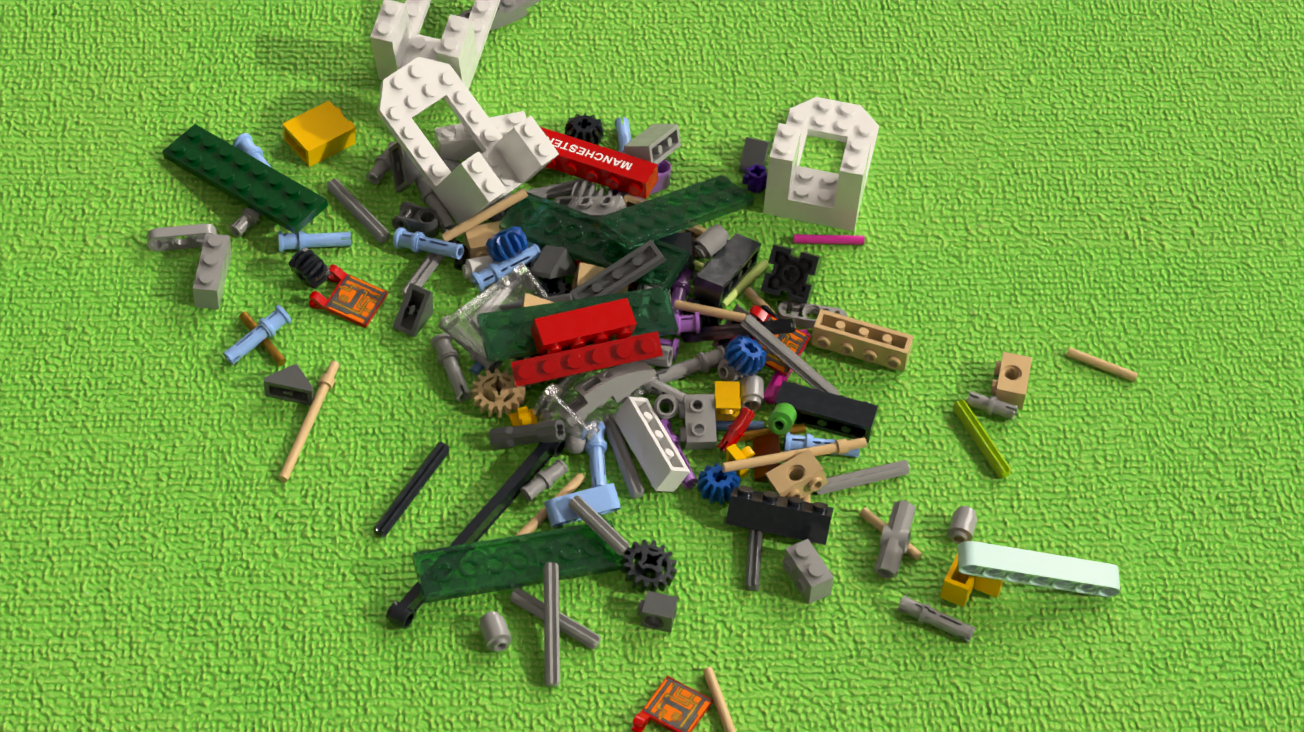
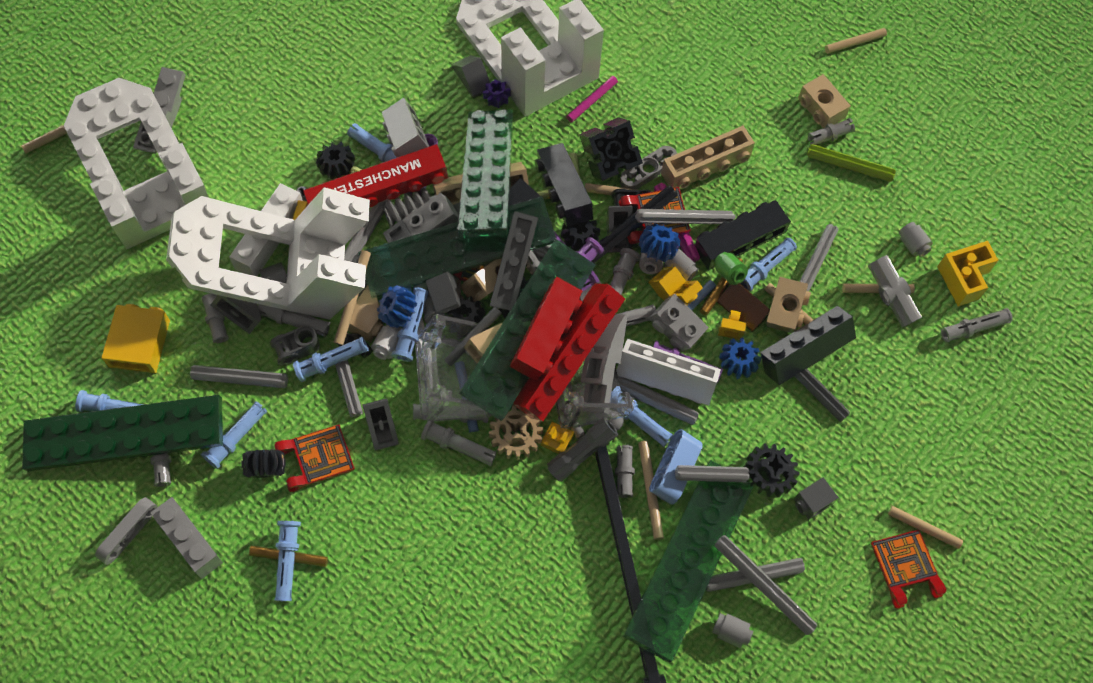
camera: 45 degrees left, 15 degrees up
(289, 385) = (359, 576): dark grey slope -> none
(325, 384) = (381, 548): tan bar -> none
(411, 489) = (542, 573): black axle -> none
(670, 401) = (644, 332): light grey brick -> none
(709, 311) = (596, 228): tan bar -> none
(711, 241) = (537, 172): light grey brick -> none
(736, 429) = (708, 305): red axle -> none
(808, 571) = (870, 369): light grey brick -> none
(839, 446) = (786, 255): tan bar -> none
(1038, 569) = (1008, 231): light aqua beam -> none

